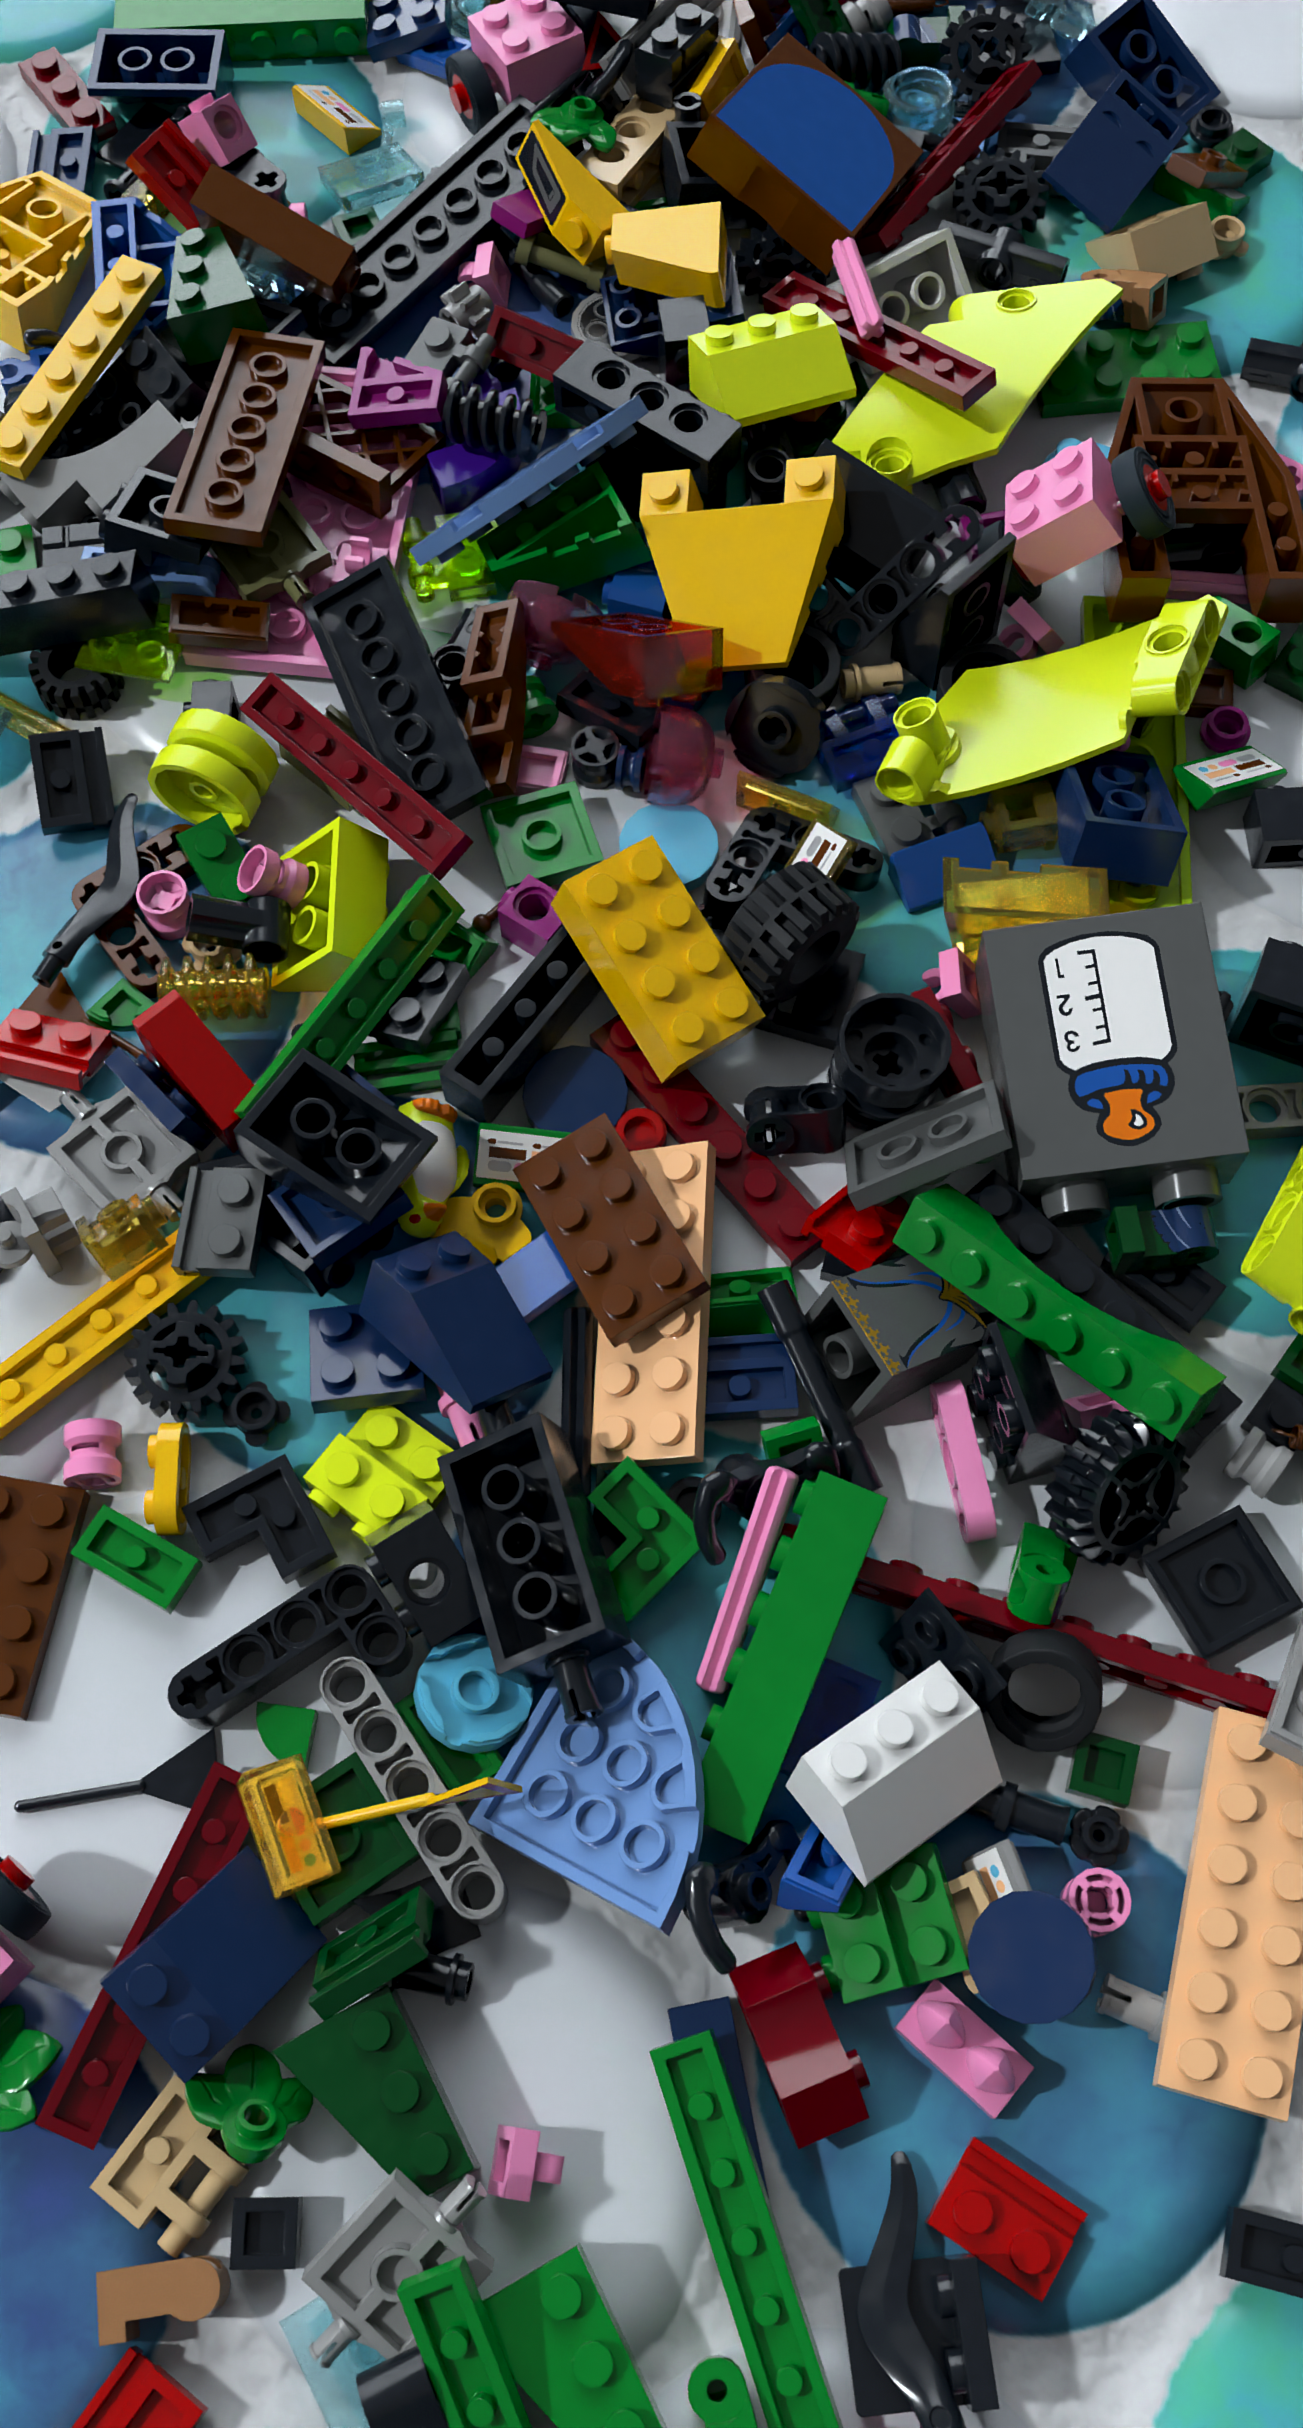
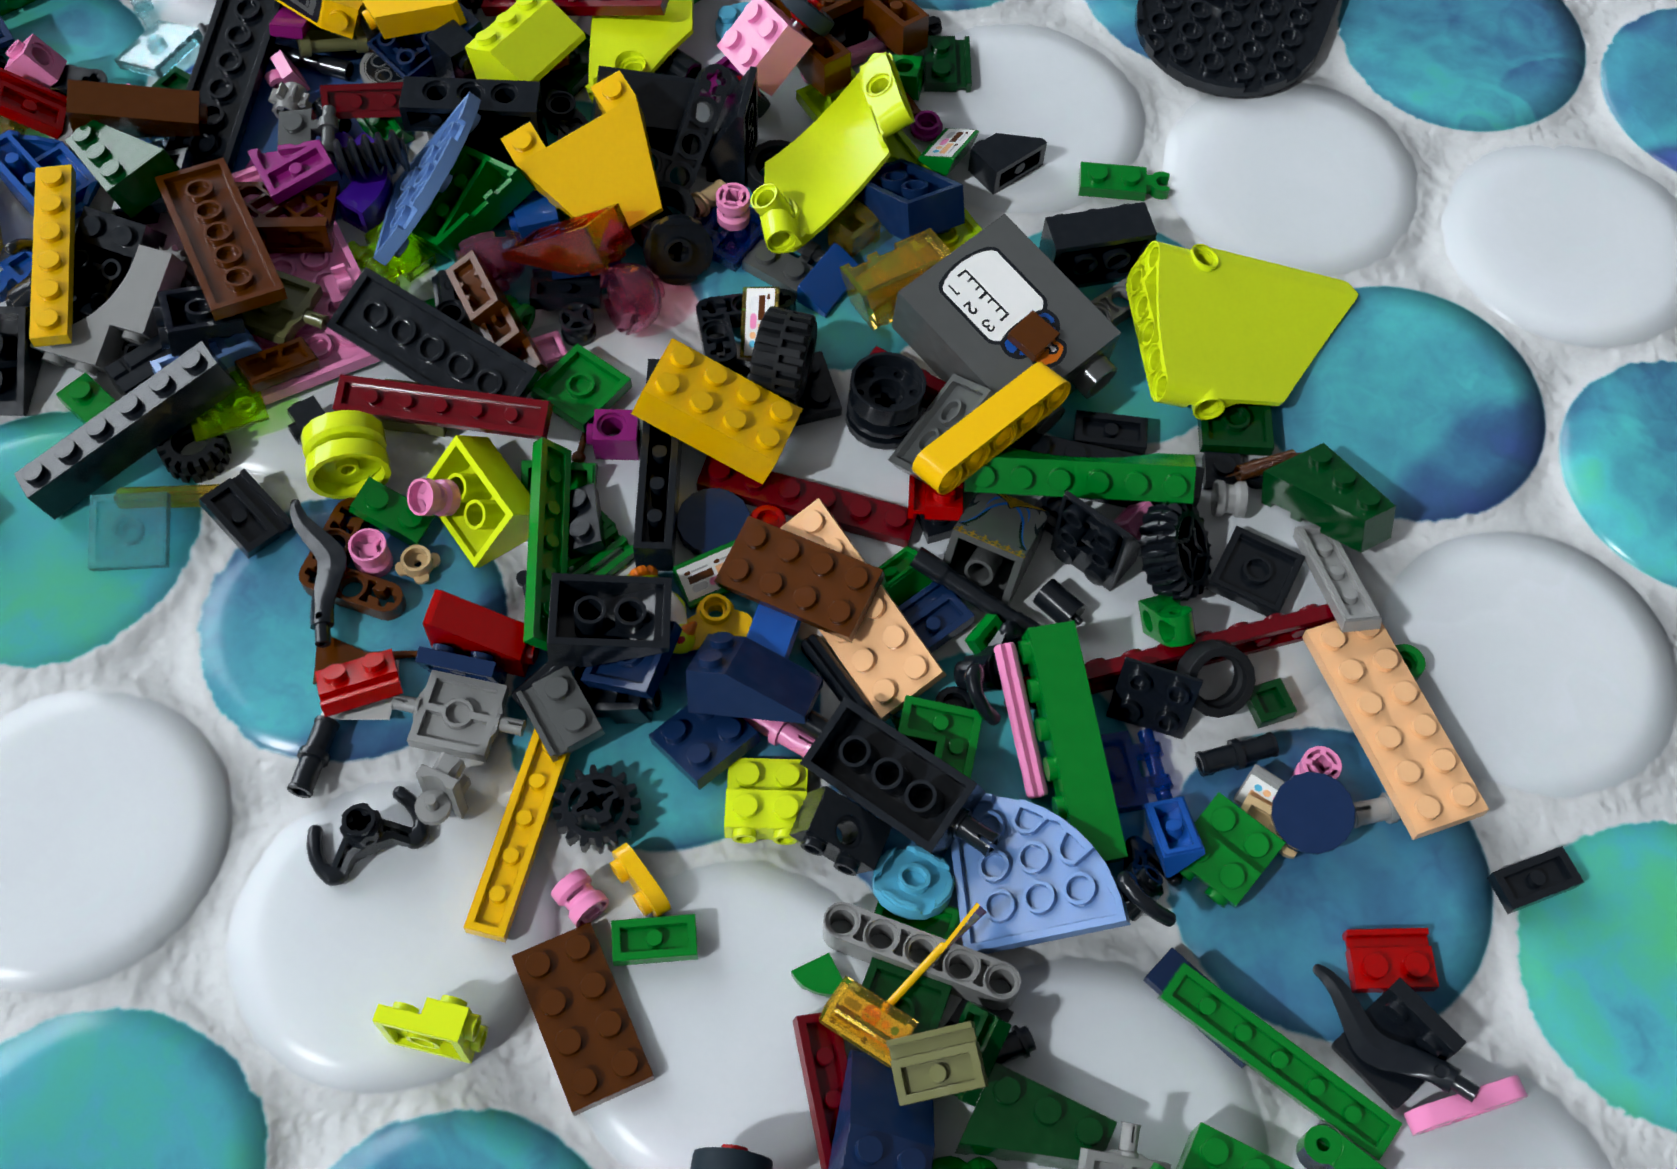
camera: 40 degrees left, 5 degrees down
(119, 1007) = (388, 631): green tile -> none
(124, 1234) = (502, 758): clear yellow brick -> none
(173, 1781) = (775, 1048): black piece -> none
(219, 988) = (449, 578): clear yellow piece -> none
(253, 926) = (442, 532): black piece -> none
(254, 1398) = (661, 802): black plate -> none
(267, 1505) = (712, 858): black plate -> none
(286, 1657) = (788, 932): black beam -> none
(305, 1940) = (937, 1063): none -> olive plate
(334, 117) = (99, 24): yellow slope -> none
(519, 2163) = (1131, 1106): bright pink tile -> none
(630, 768) = (605, 319): dark blue bush -> none
(683, 836) = (651, 344): medium azure tile -> none
(758, 792) = (691, 293): clear yellow slope -> none
(799, 2046) = (1213, 934): dark red brick -> none
(800, 1119) = (857, 458): black piece -> none
(877, 702) = (733, 206): none -> bright pink wheel
(898, 1773) = (1179, 765): white slope -> none
(922, 1461) = (1059, 603): none -> black piece
(957, 982) = (884, 337): bright pink tile -> none
(963, 1461) = (1100, 605): bright pink beam -> none
(964, 2048) = (1306, 891): bright pink tile -> none
(969, 1179) = (991, 428): none -> yellow beam
(1032, 629) = (780, 122): bright pink tile -> none
(1086, 1847) = (1290, 748): black plate -> none
(1119, 1089) = (1033, 336): none -> reddish brown tile
(1159, 1238) = (1098, 410): dark green leg -> none

